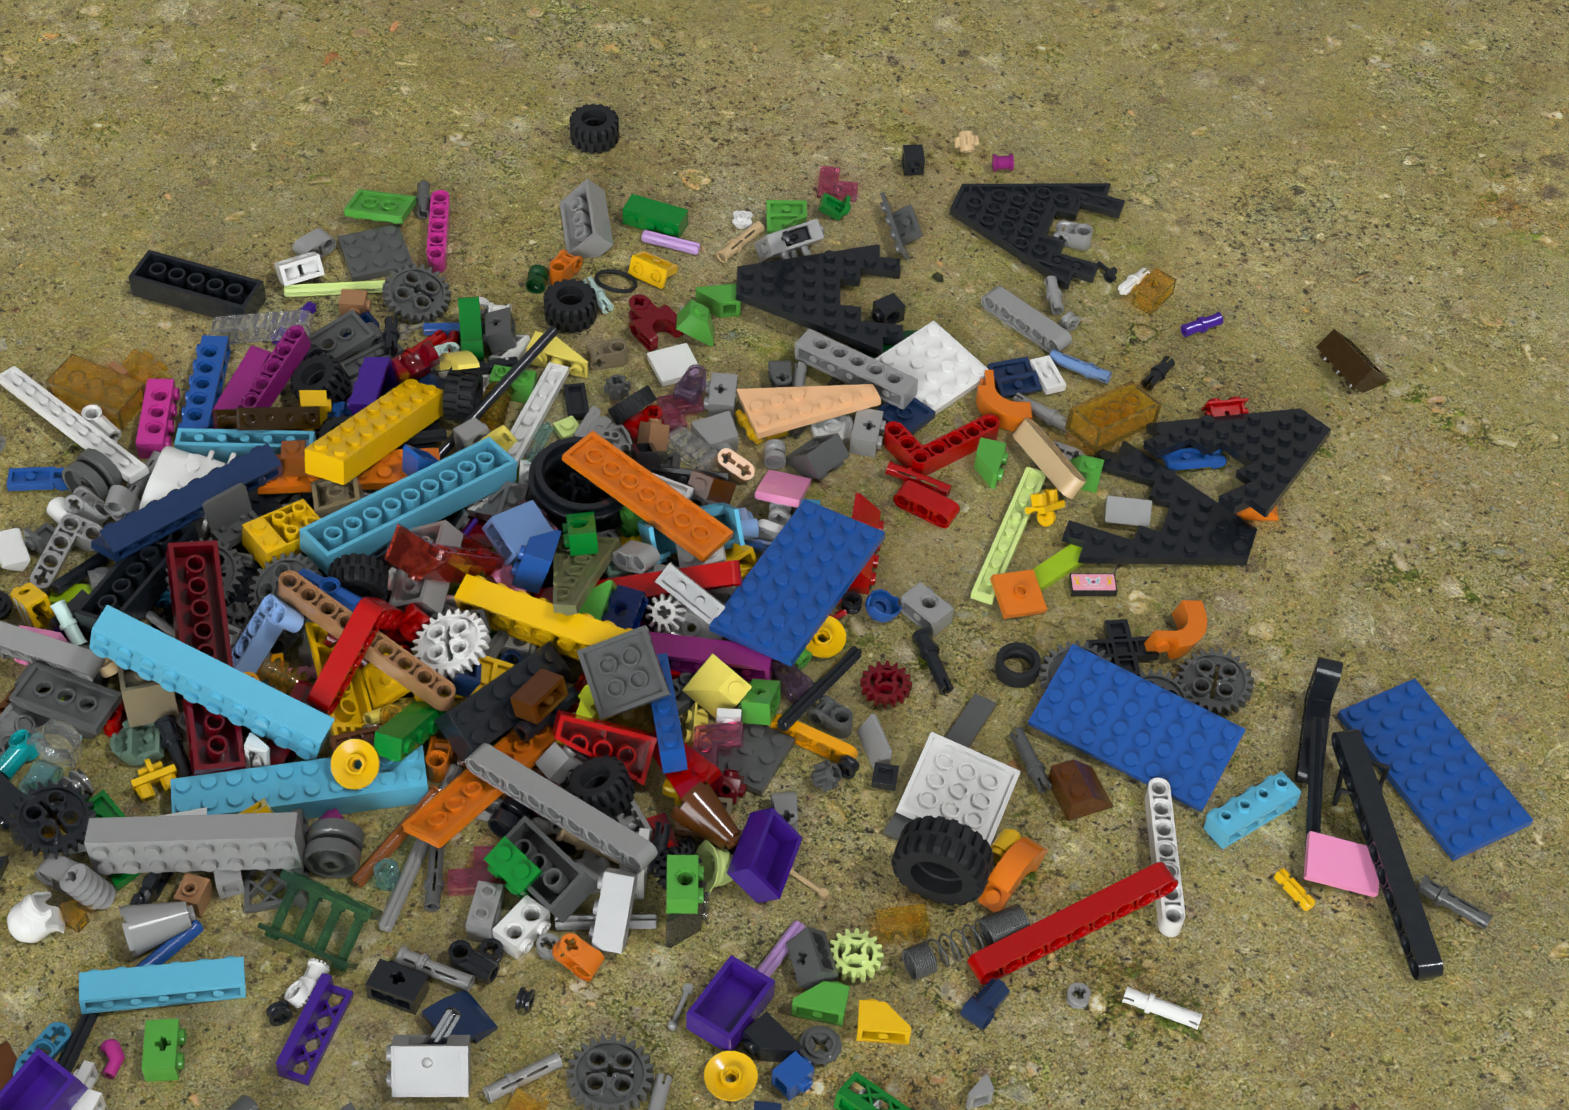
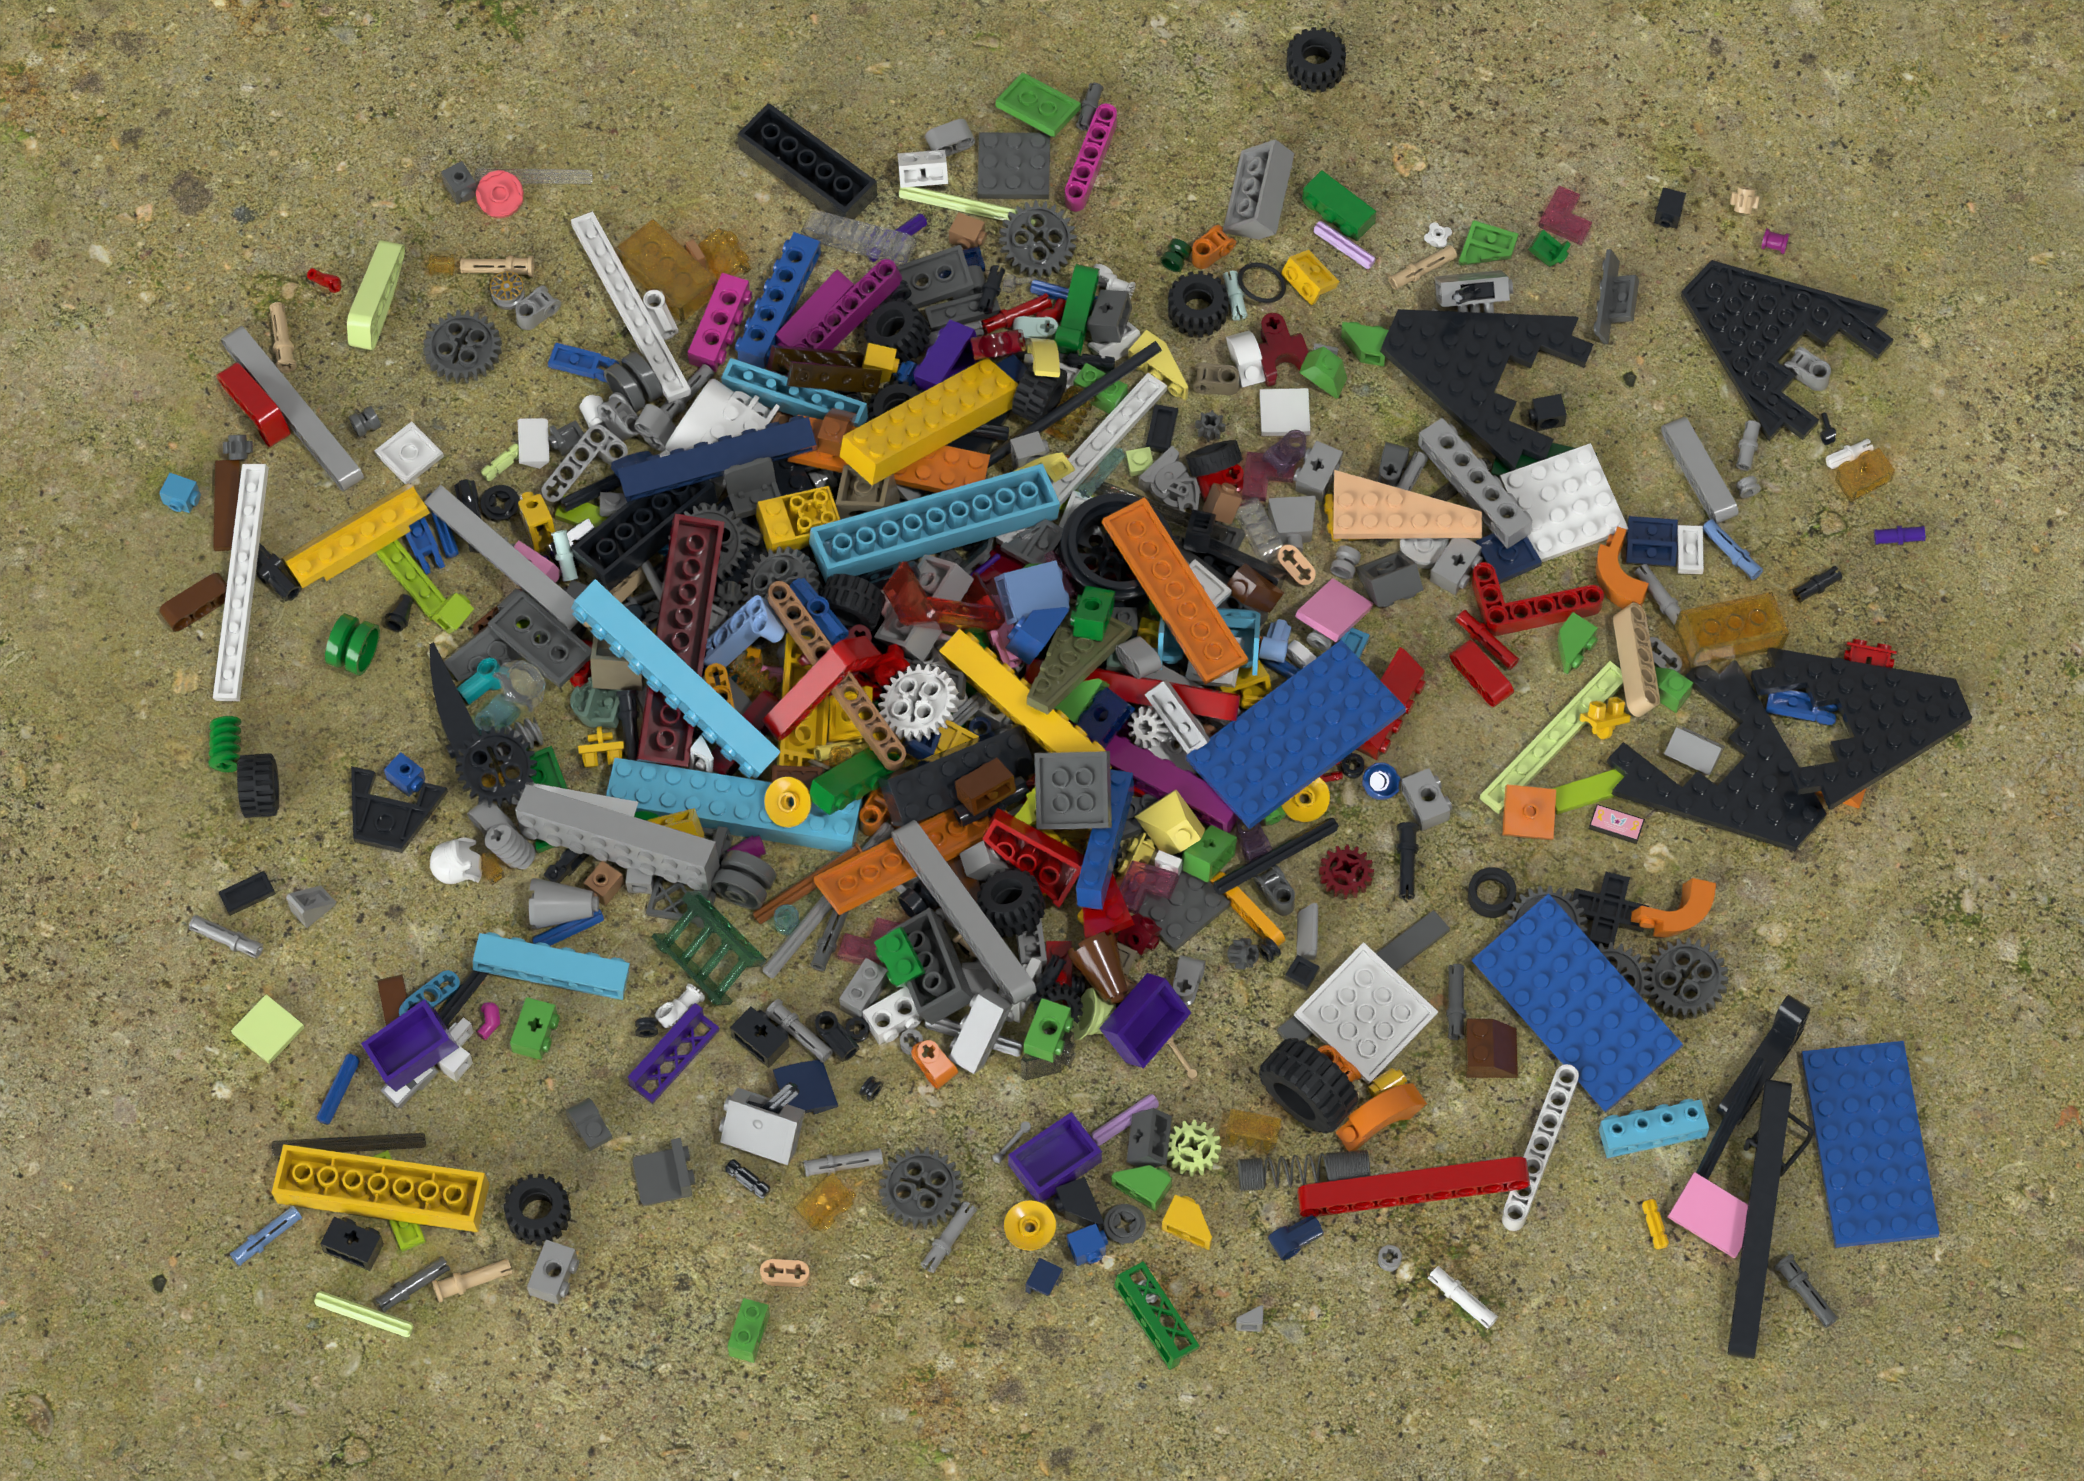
camera: 25 degrees right, 15 degrees up
(416, 459) = (961, 472): blue slope -> none
(627, 327) = (1247, 357): none -> white brick
(1350, 362) = (2046, 637): dark brown slope -> none

